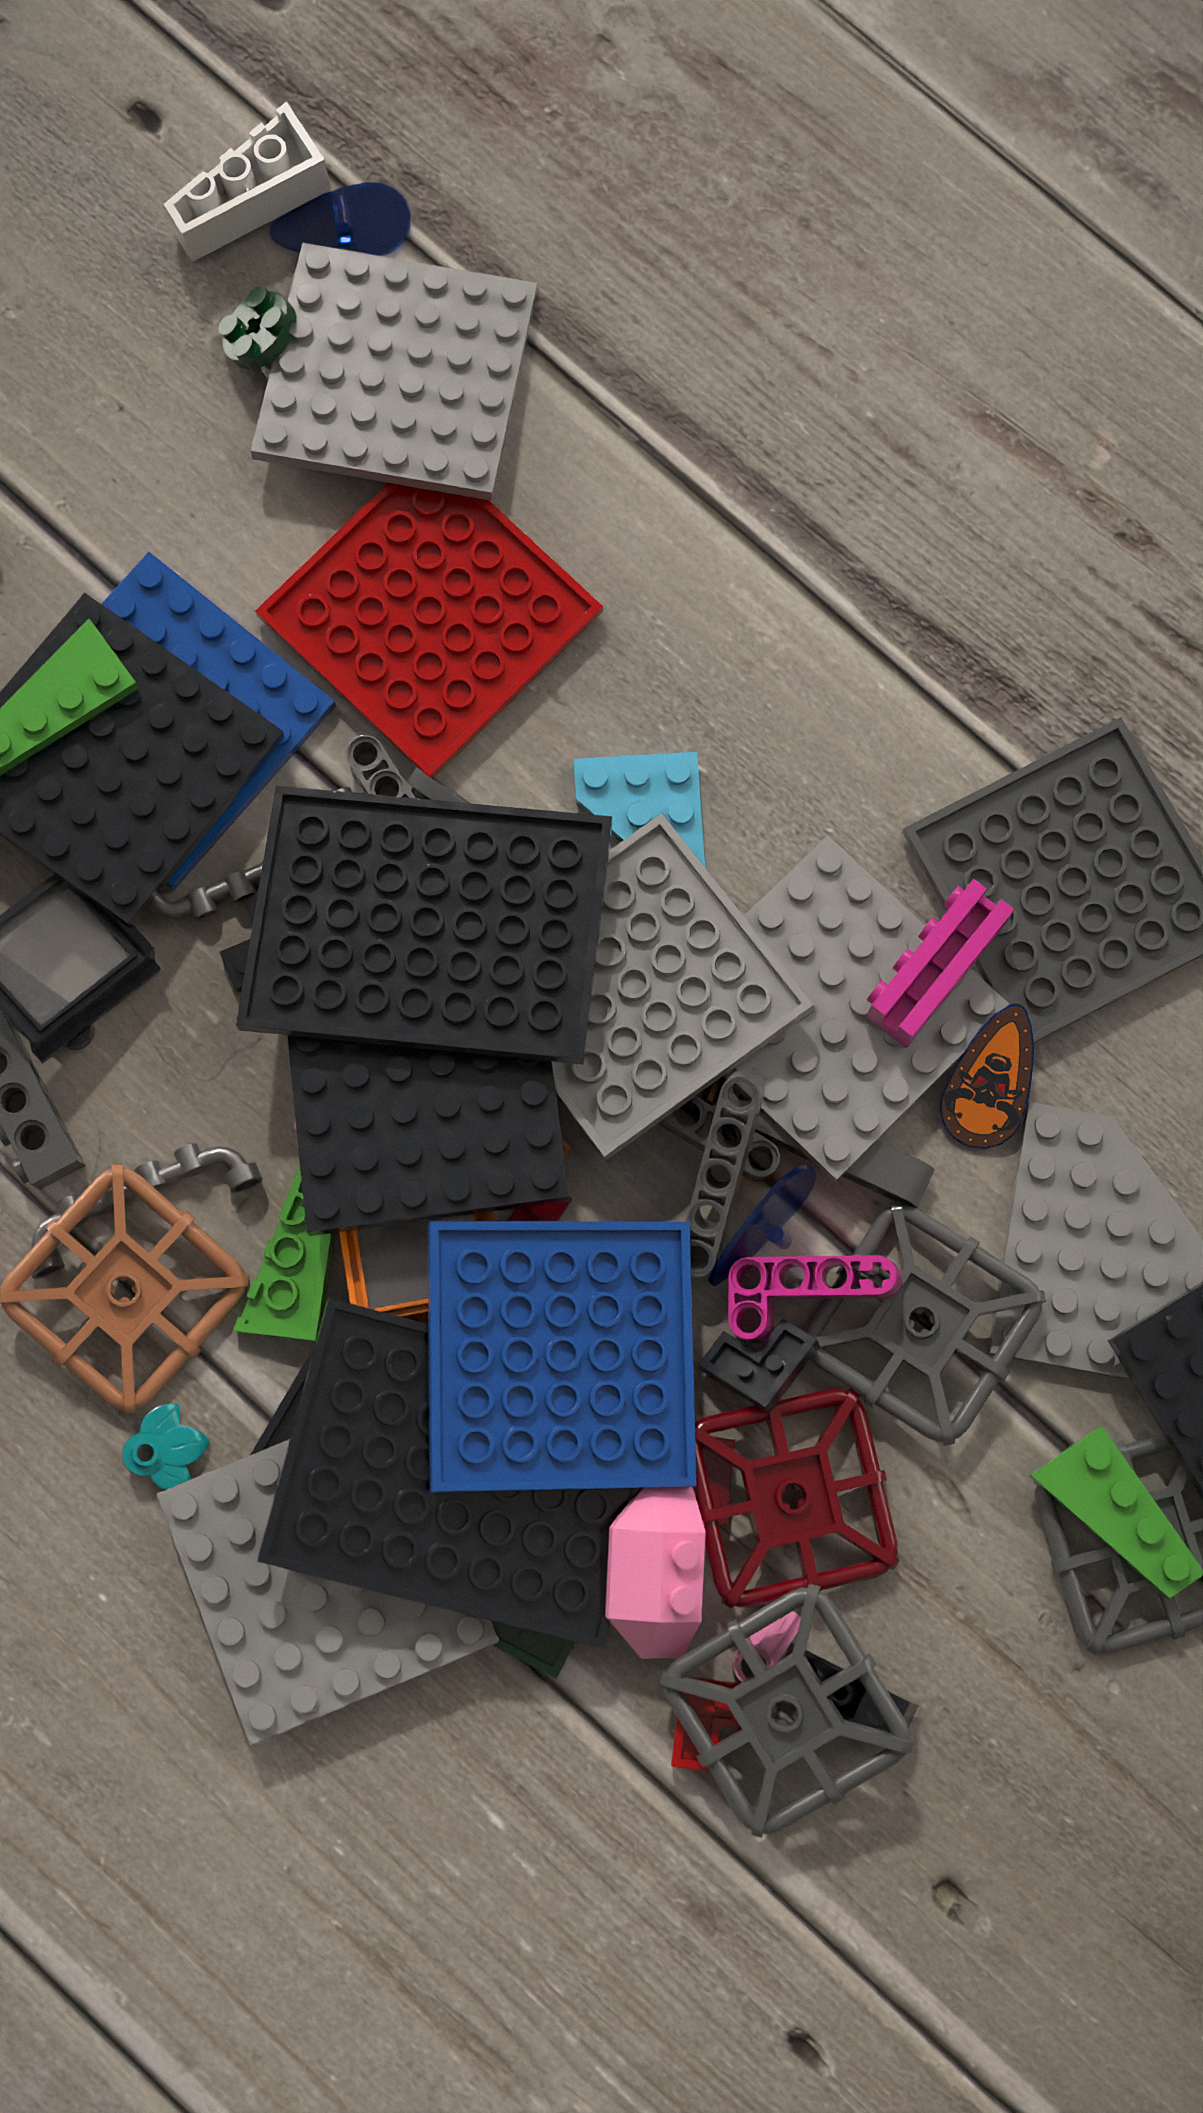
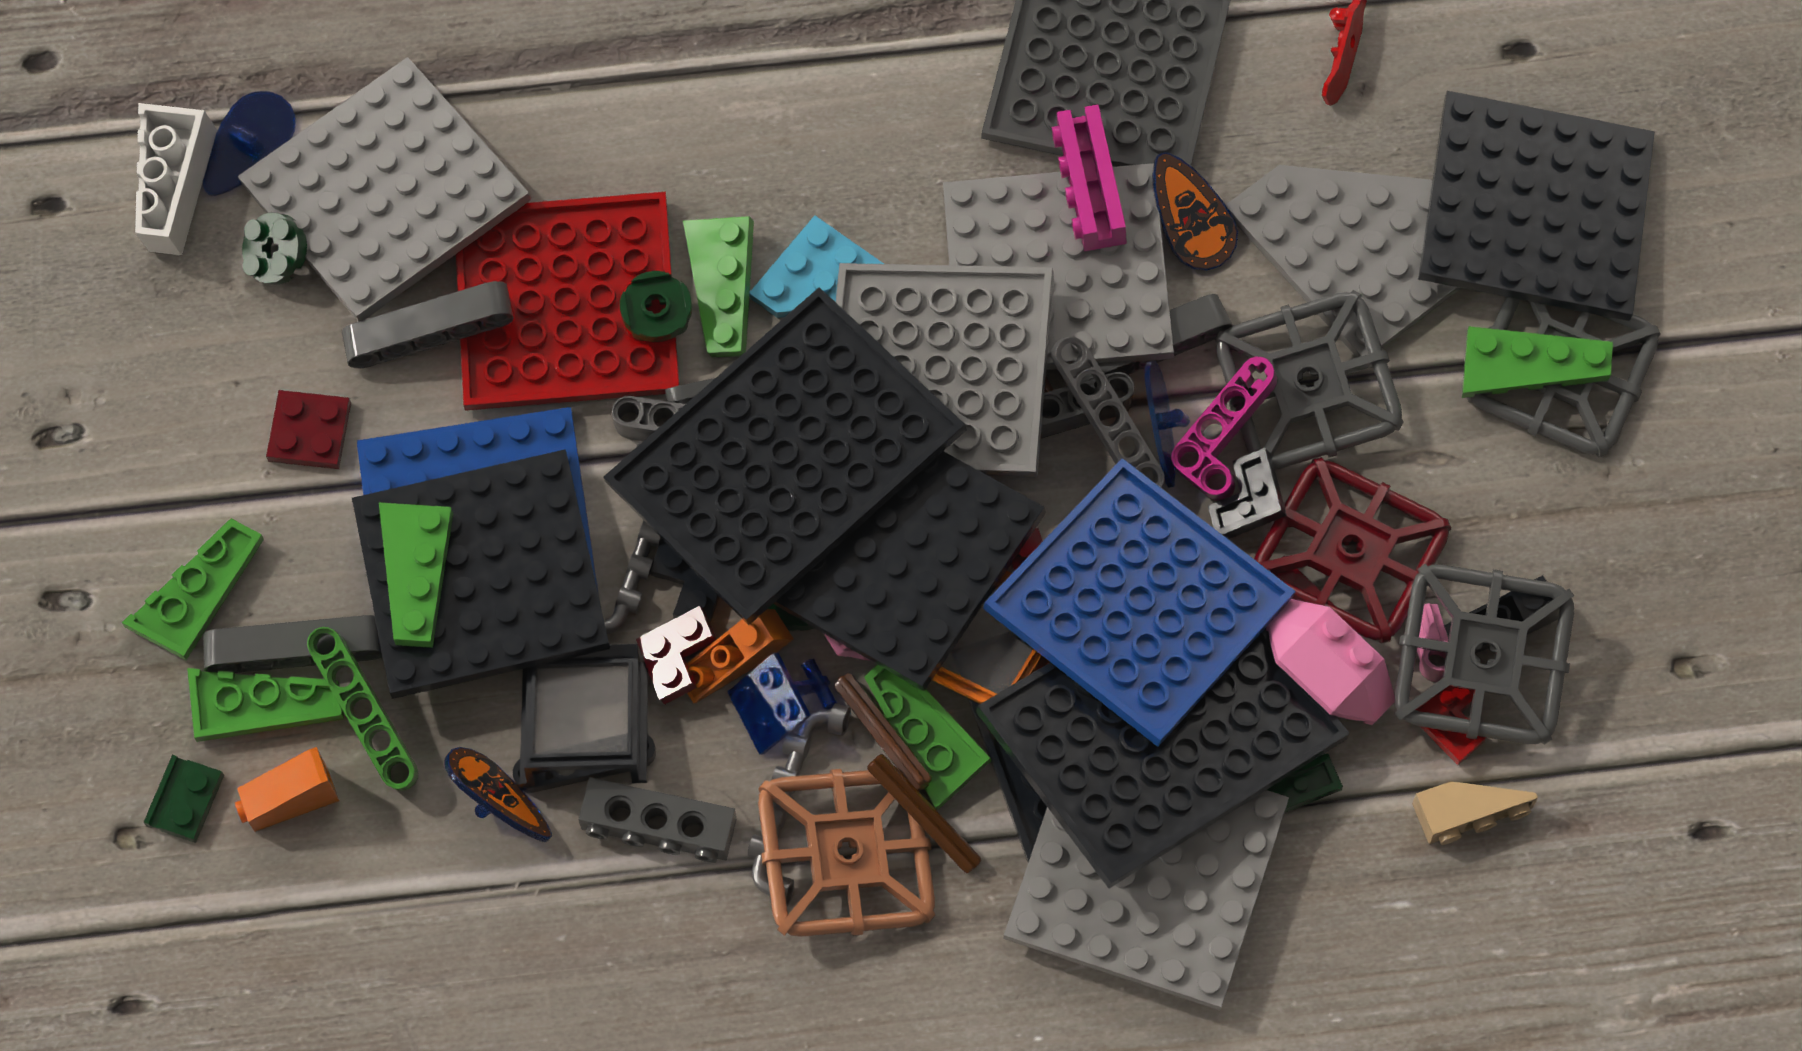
camera: 45 degrees left, 10 degrees down
(127, 503) = (308, 429): none -> dark red plate
(171, 1447) = (975, 910): teal plate -> none
(181, 975) = (666, 650): none -> plate
(205, 1106) = (773, 703): none -> clear blue plate
(214, 1326) = (924, 813): none -> reddish brown axle
(218, 1036) = (737, 653): none -> orange slope
(261, 1226) = (882, 731): none -> reddish brown axle
(299, 516) = (427, 324): none -> dark grey beam
(481, 668) = (660, 326): none -> dark green plate
(568, 722) = (722, 274): none -> bright green wing
(624, 1801) = (1460, 807): none -> tan slope

